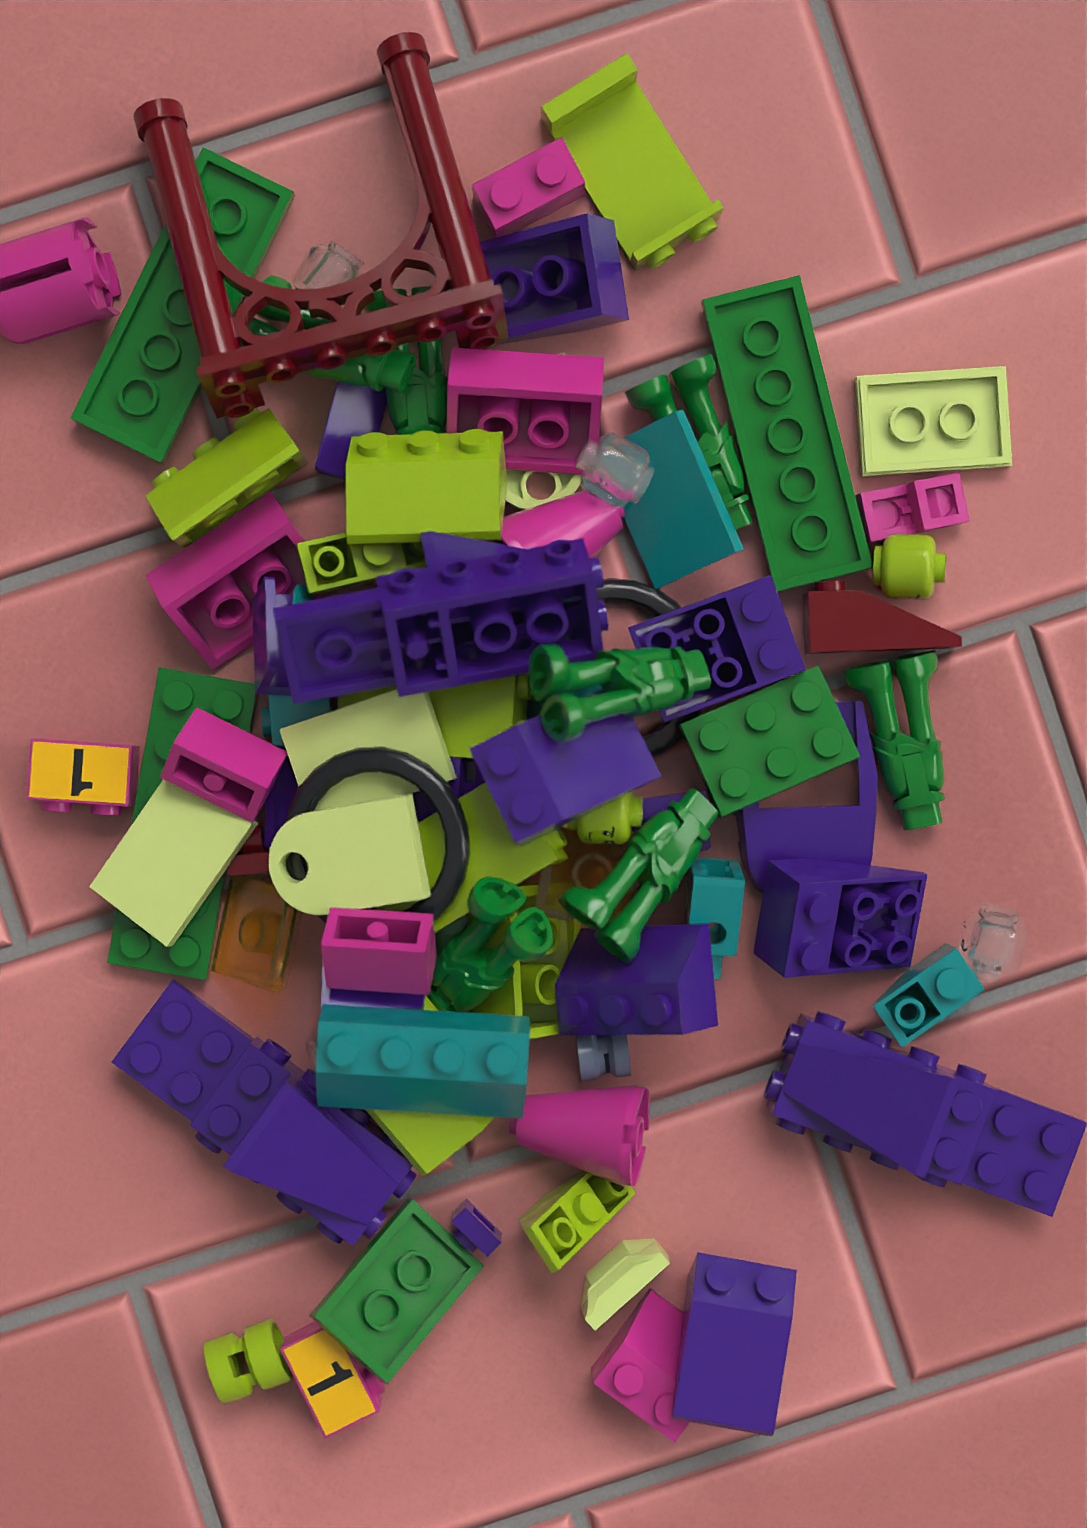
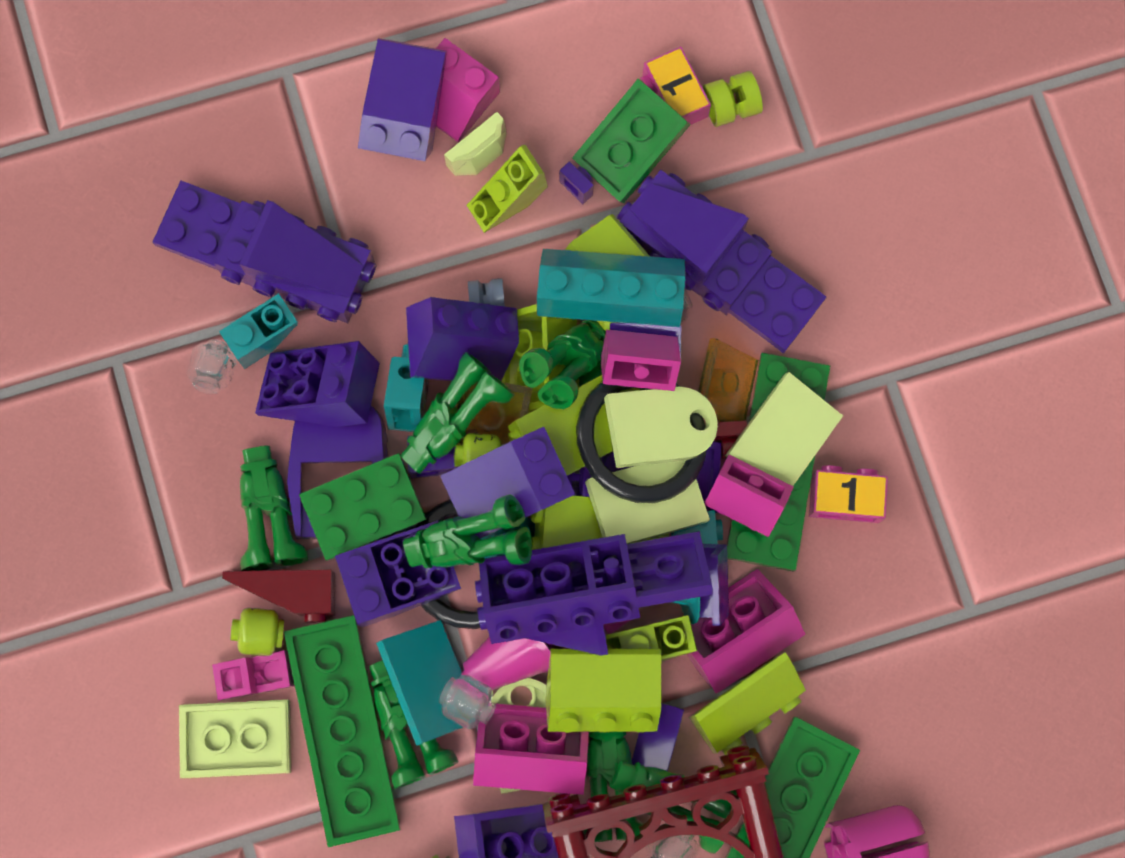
camera: 175 degrees right, 10 degrees down
(588, 1130) = (497, 244): dark pink cone -> none

